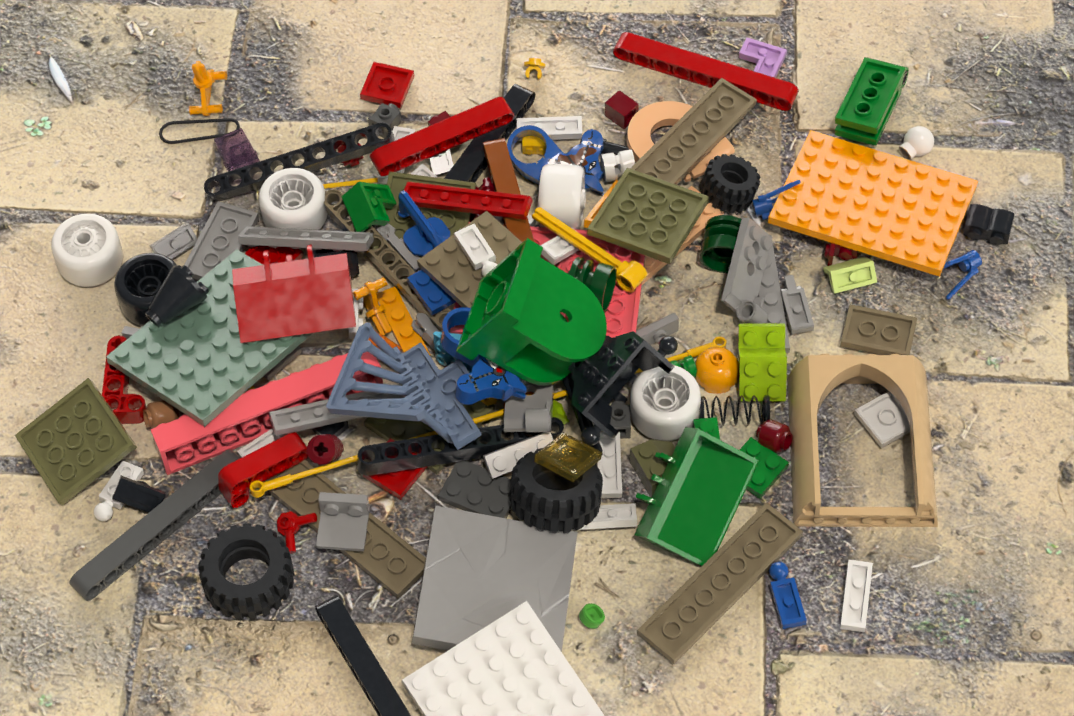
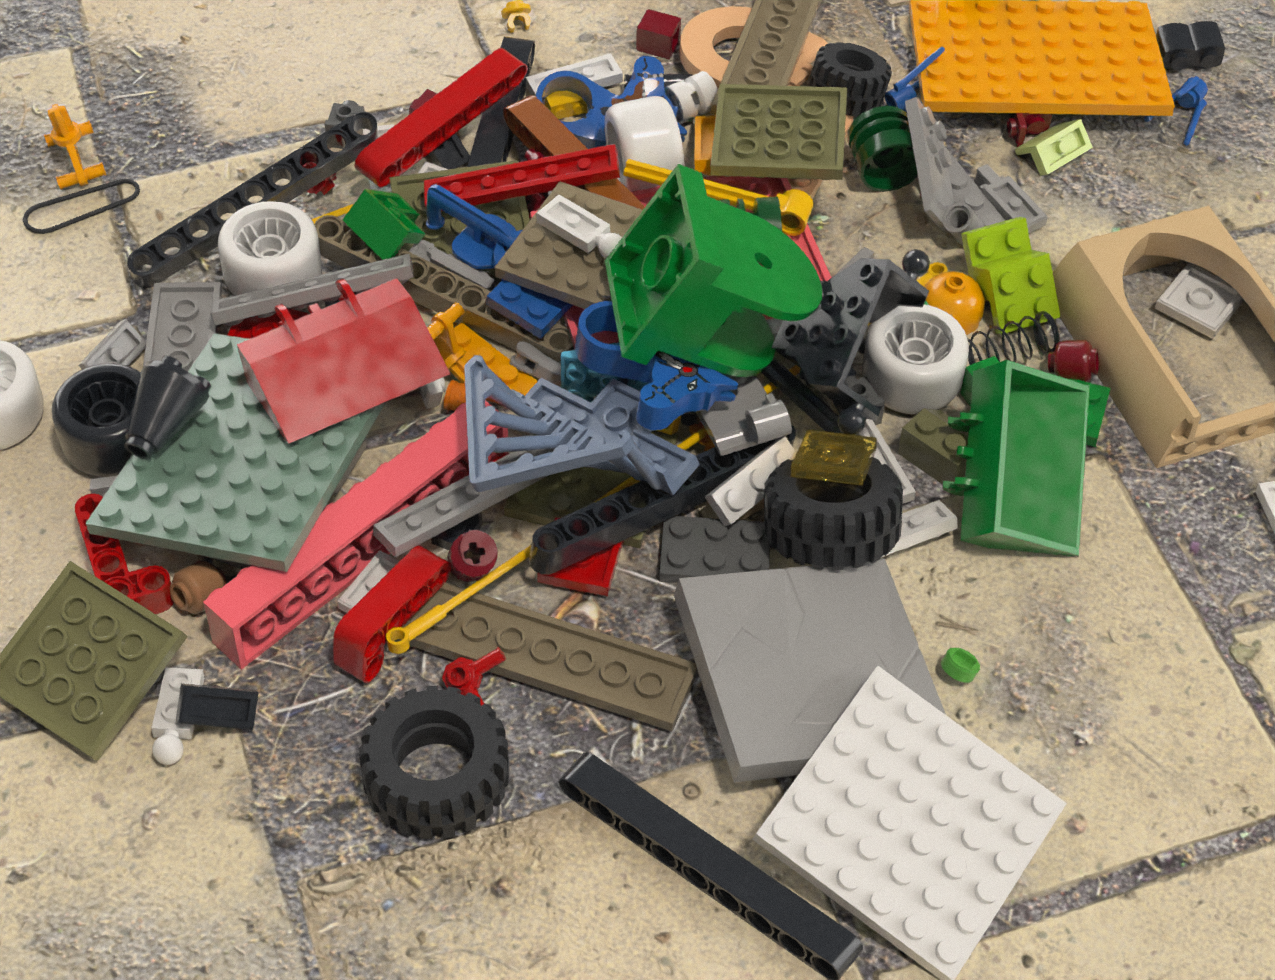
camera: 25 degrees left, 5 degrees down
(151, 530) = (255, 753): dark grey beam -> none
(236, 150) = (149, 212): clear purple piece -> none
(343, 521) = (547, 645): light grey bracket -> none
(387, 84) = (326, 82): red plate -> none
(719, 583) = (1106, 570): dark tan plate -> none
(786, 597) = (1205, 557): blue plate -> none
(878, 331) = (1126, 200): dark tan plate -> none

